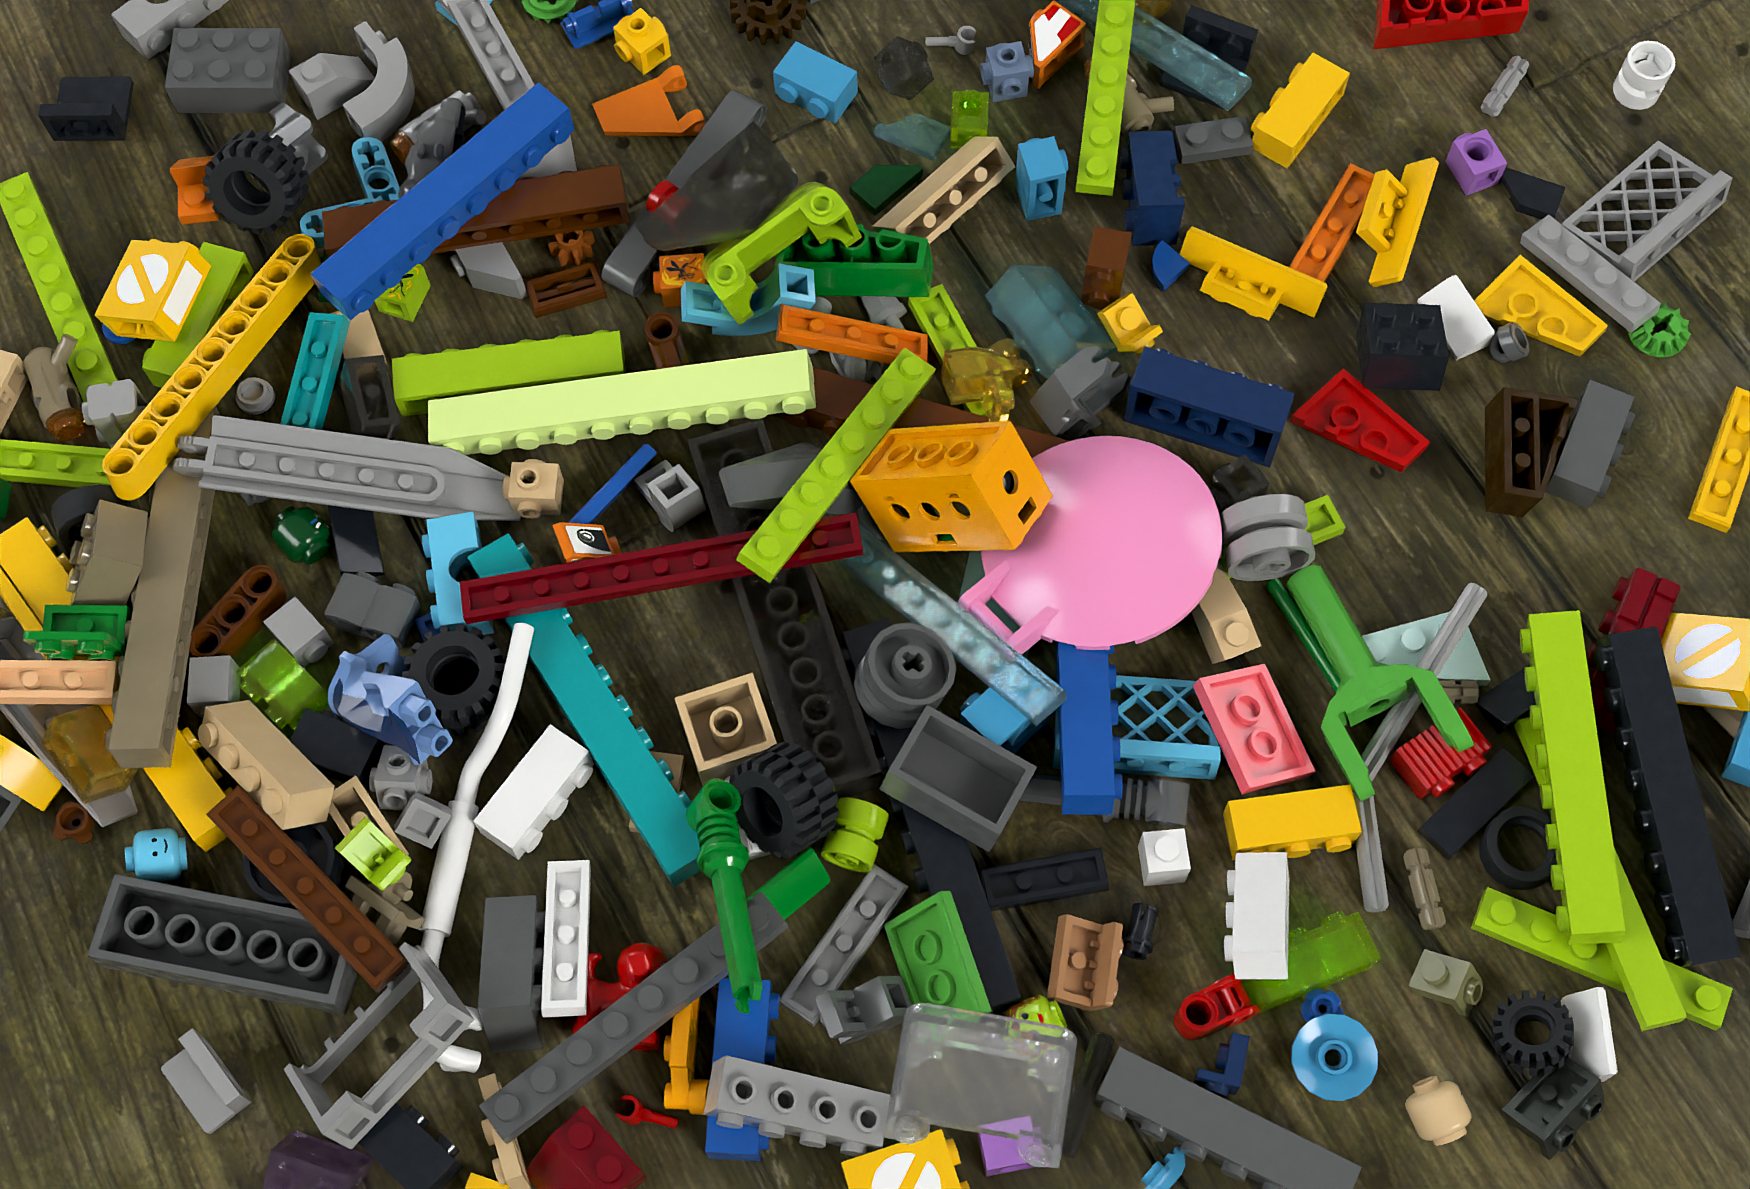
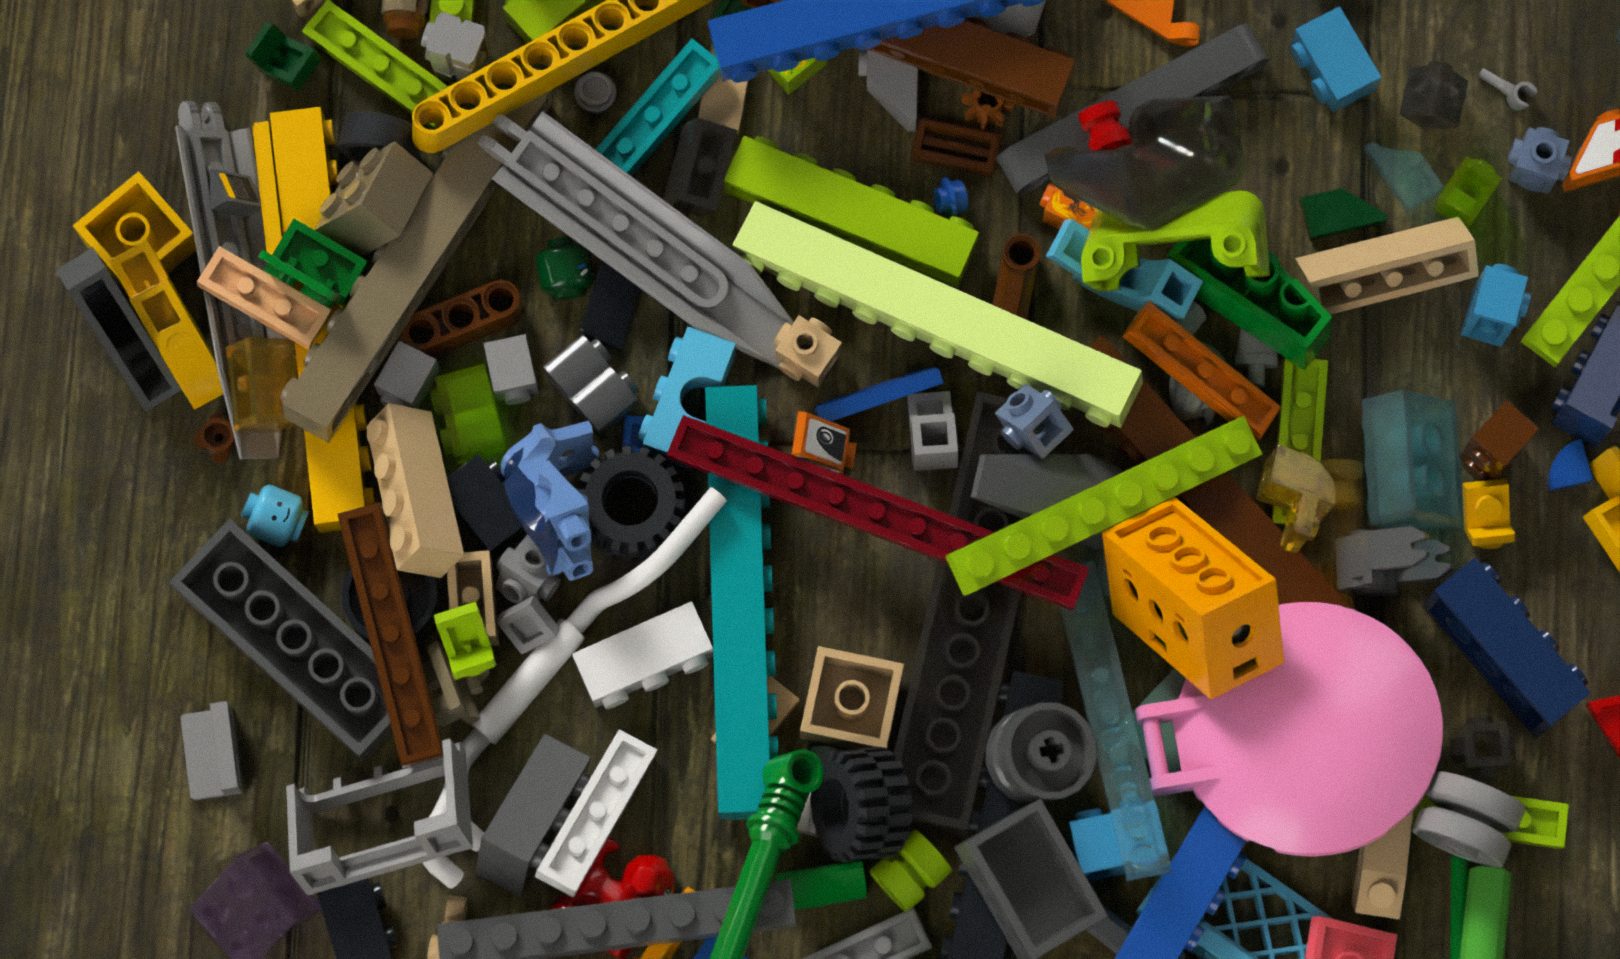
camera: 30 degrees right, 10 degrees up
(583, 321) = (951, 197): none -> blue plate
(745, 430) = (1033, 421): none -> sand blue brick

